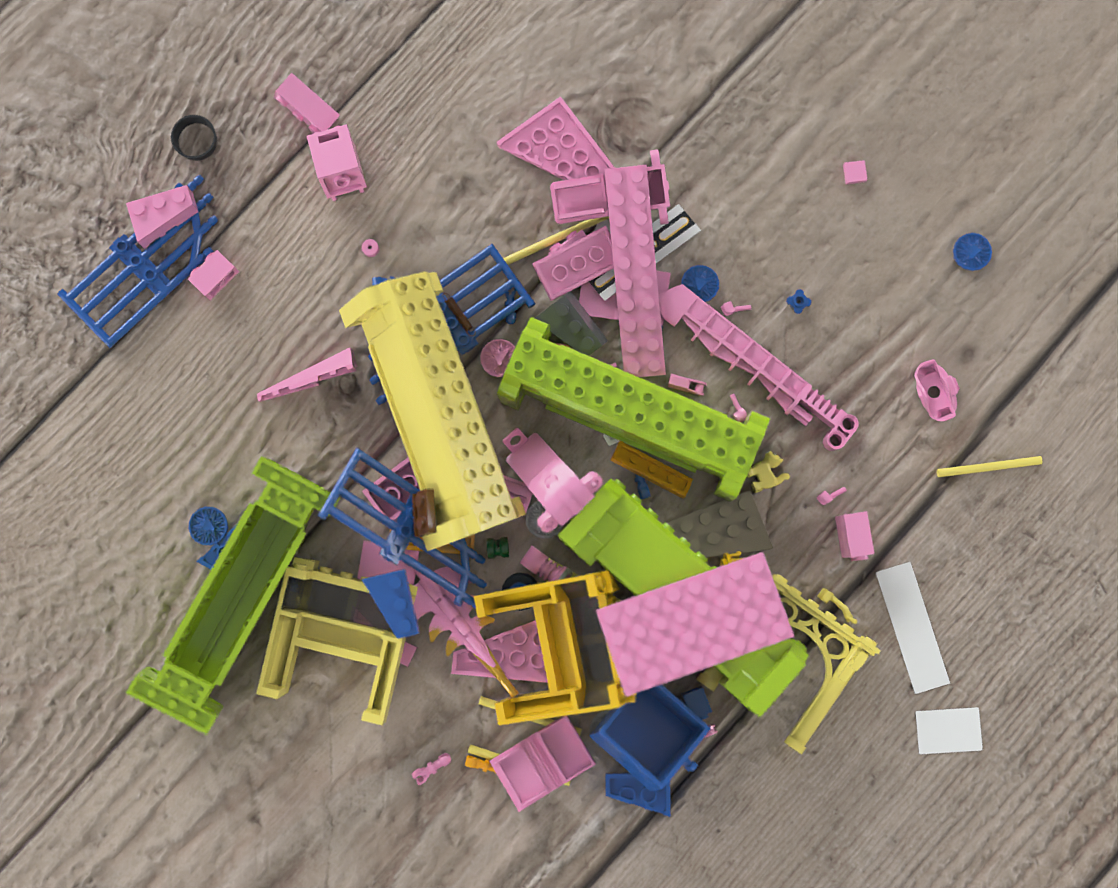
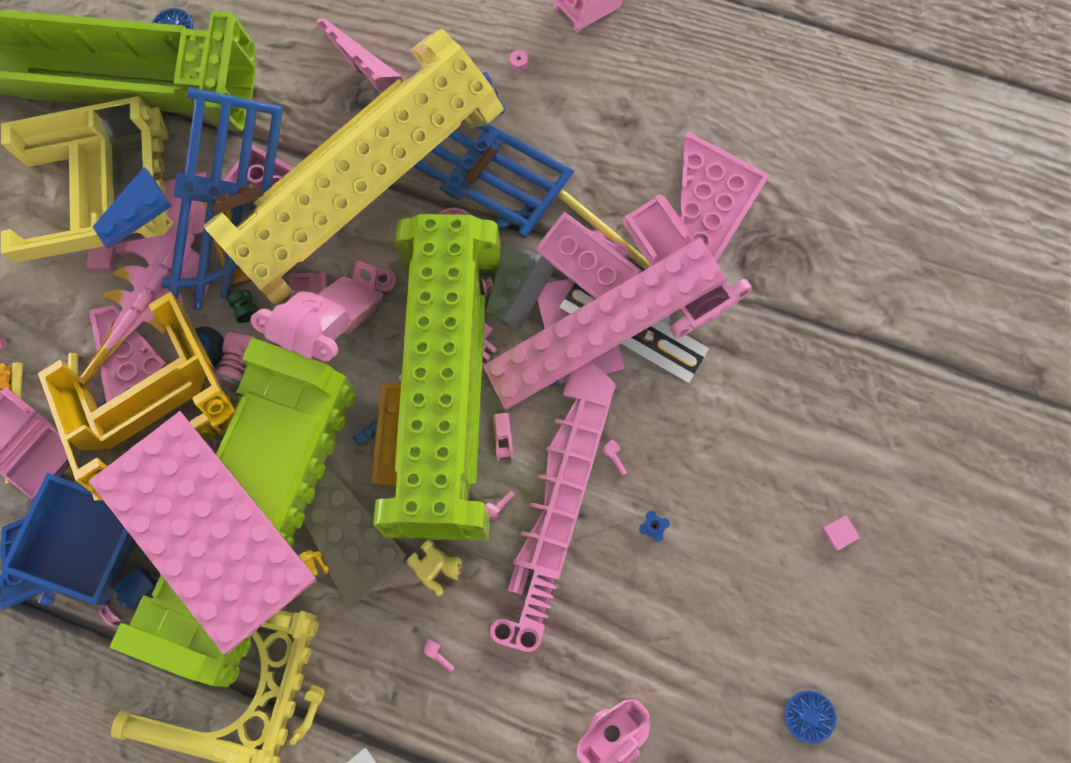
camera: 75 degrees right, 10 degrees down
(521, 421) = (389, 284): none -> bright pink plate
(701, 281) = (628, 407): blue wheel -> none
(854, 536) = (392, 698): bright pink piece -> none

